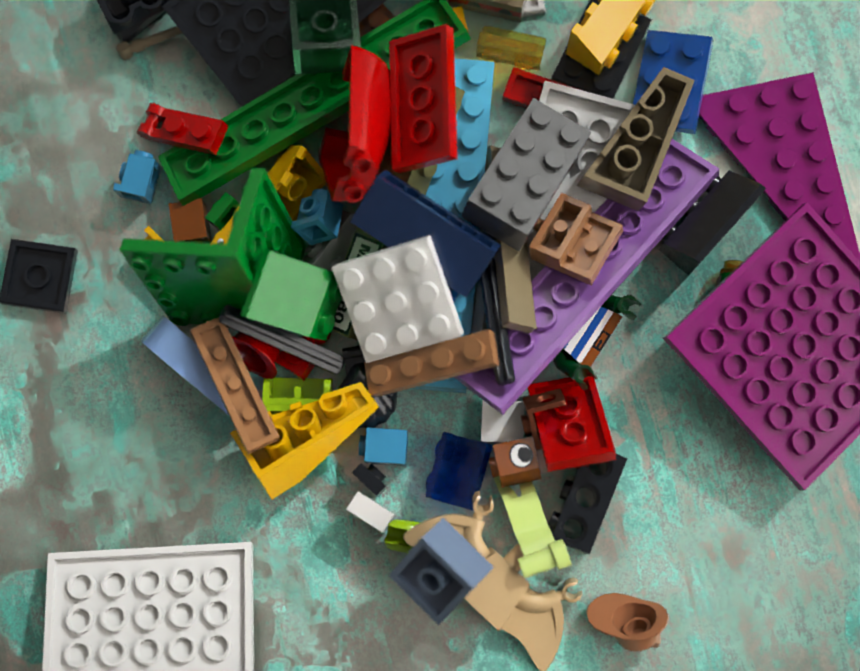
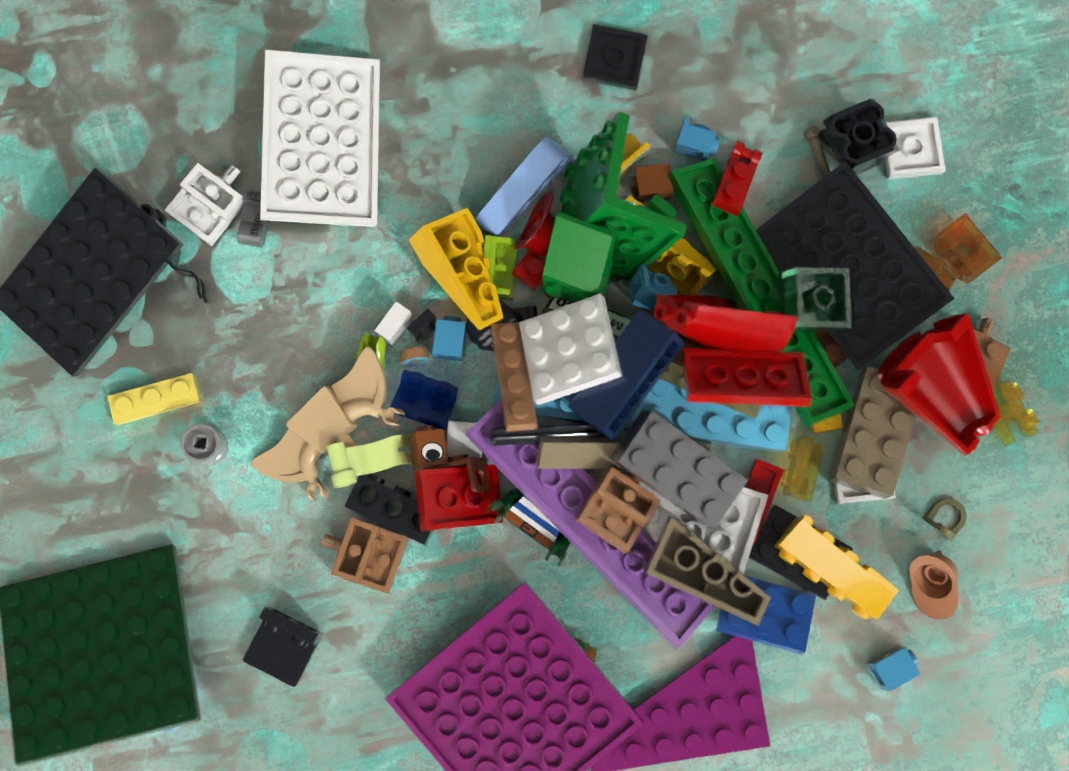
camera: 85 degrees right, 0 degrees up
(234, 385) = (505, 210): medium nougat plate -> none
(282, 340) = (536, 267): black axle -> none
(407, 486) = (414, 356): none -> medium nougat tile
(440, 570) = (336, 375): sand blue slope -> none
(628, 619) = (287, 536): nougat piece -> none
(641, 525) = (367, 555): none -> medium nougat plate
(710, 220) = (634, 636): black slope -> none
(752, 616) = (282, 646): none -> black bracket

